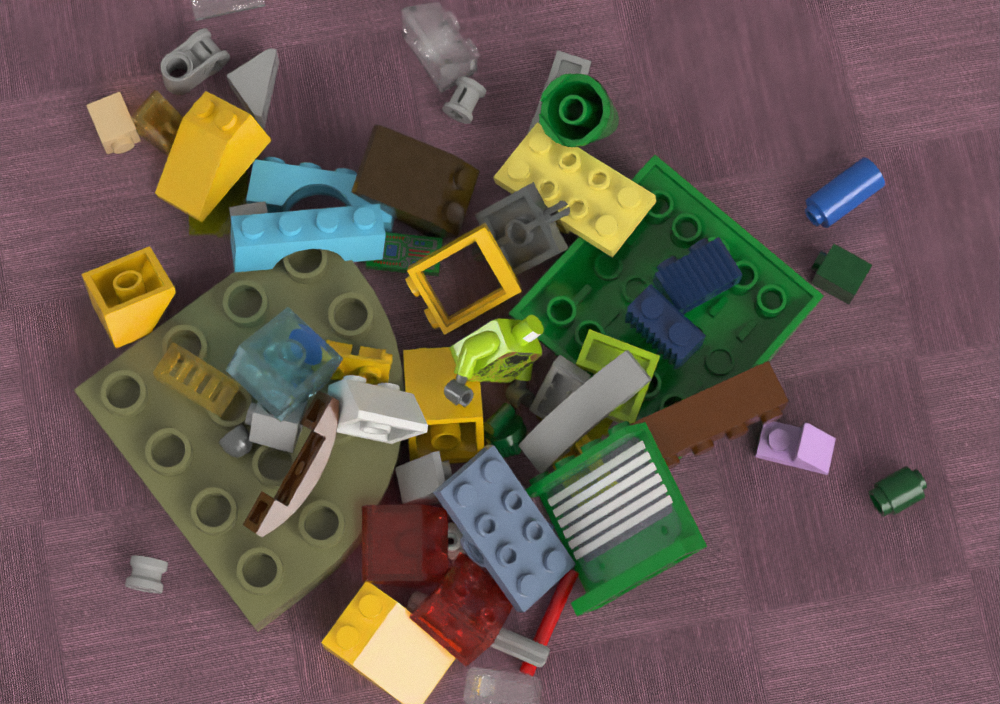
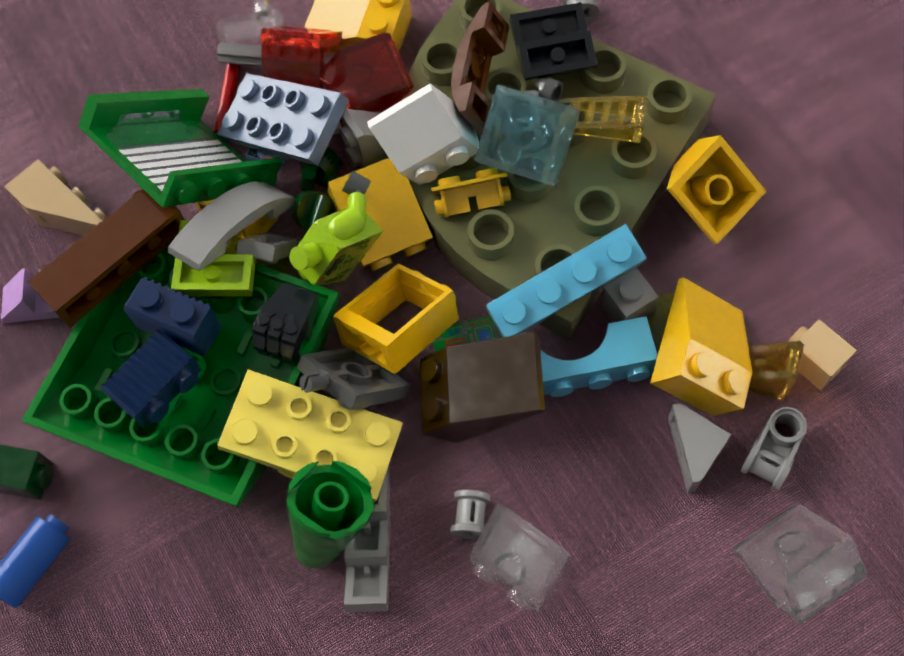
camera: 170 degrees right, 10 degrees down
(208, 487) = (553, 41): none -> black slope
(564, 288) = (285, 323): none -> black hand
(761, 542) = (50, 202): none -> tan slope

